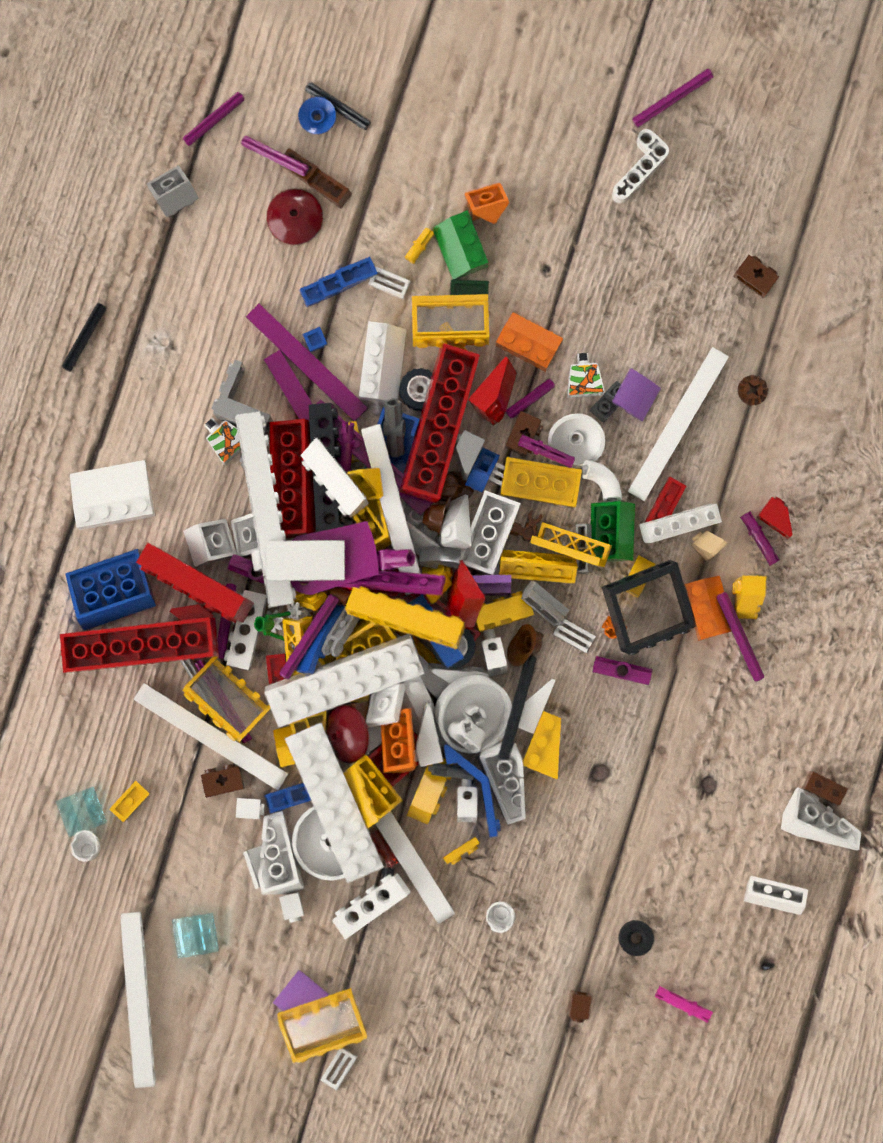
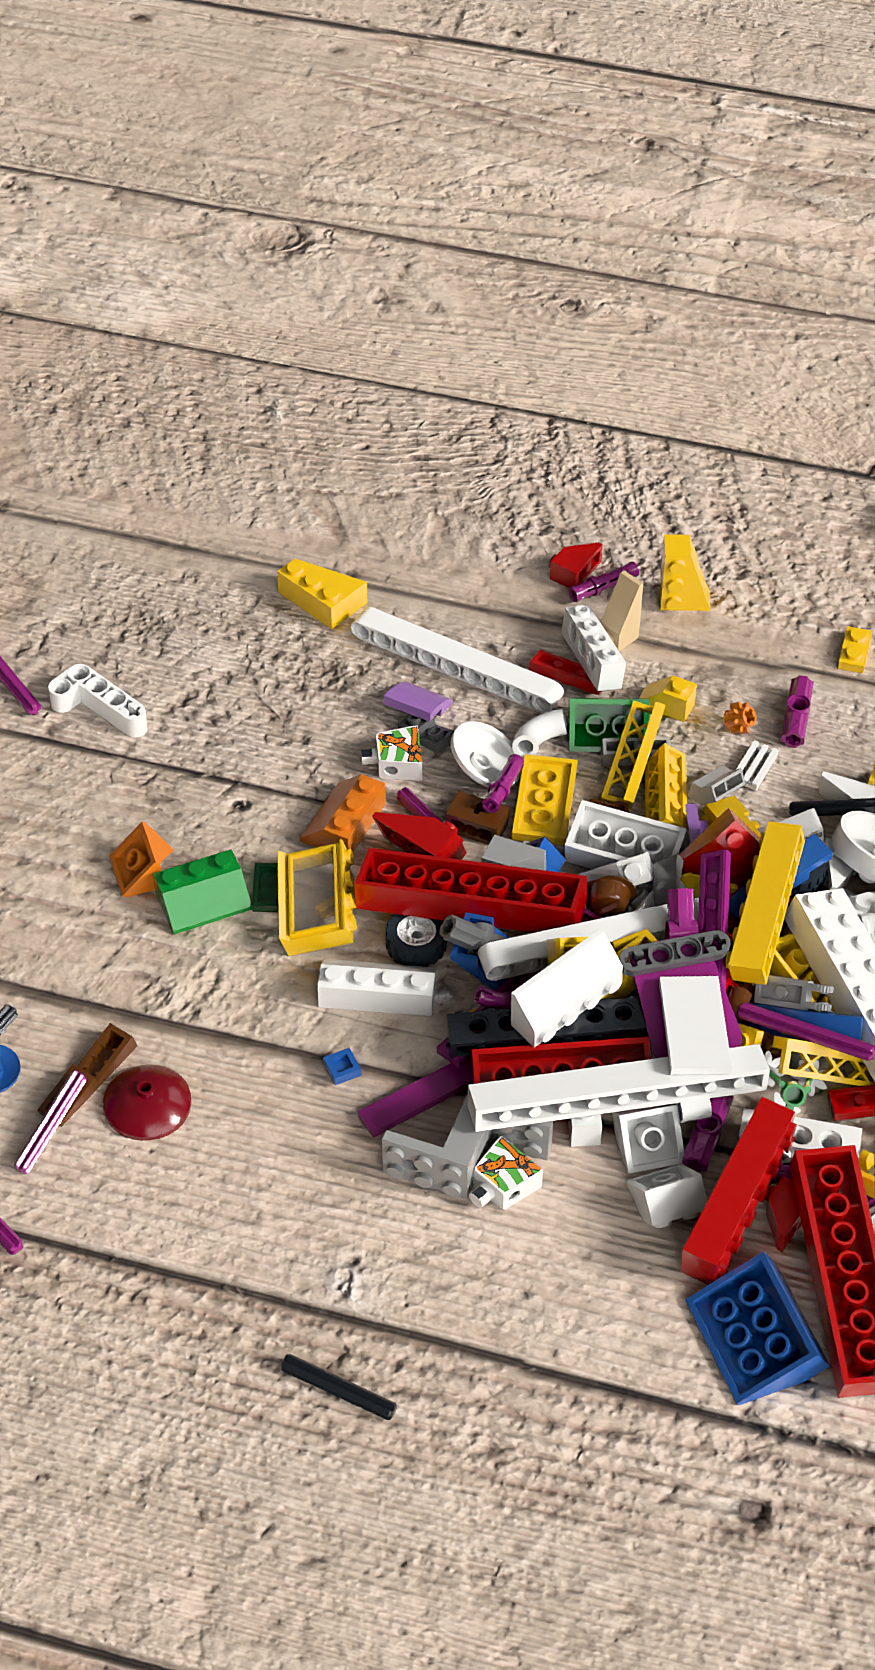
camera: 90 degrees left, 35 degrees down
(111, 495) = (602, 1334): white slope -> none
(172, 191) = (97, 1260): light grey slope -> none
(306, 362) = (371, 1084): magenta tile -> none
(338, 282) = (253, 1039): blue slope -> none
(357, 552) = (675, 957): none -> dark grey beam
(404, 289) = (264, 984): white tile -> none
(419, 245) = (200, 943): yellow axle -> none
(524, 644) = (773, 804): reddish brown piece -> none
(637, 579) = (666, 655): black window -> none
(689, 722) = (855, 649): none -> yellow plate
(705, 607) = (704, 632): orange slope -> none
(740, 636) = (735, 595): magenta axle -> none
(746, 325) = (321, 592): none -> yellow wedge
(752, 399) = (404, 598): reddish brown gear -> none
(759, 285) = (254, 586): reddish brown brick -> none

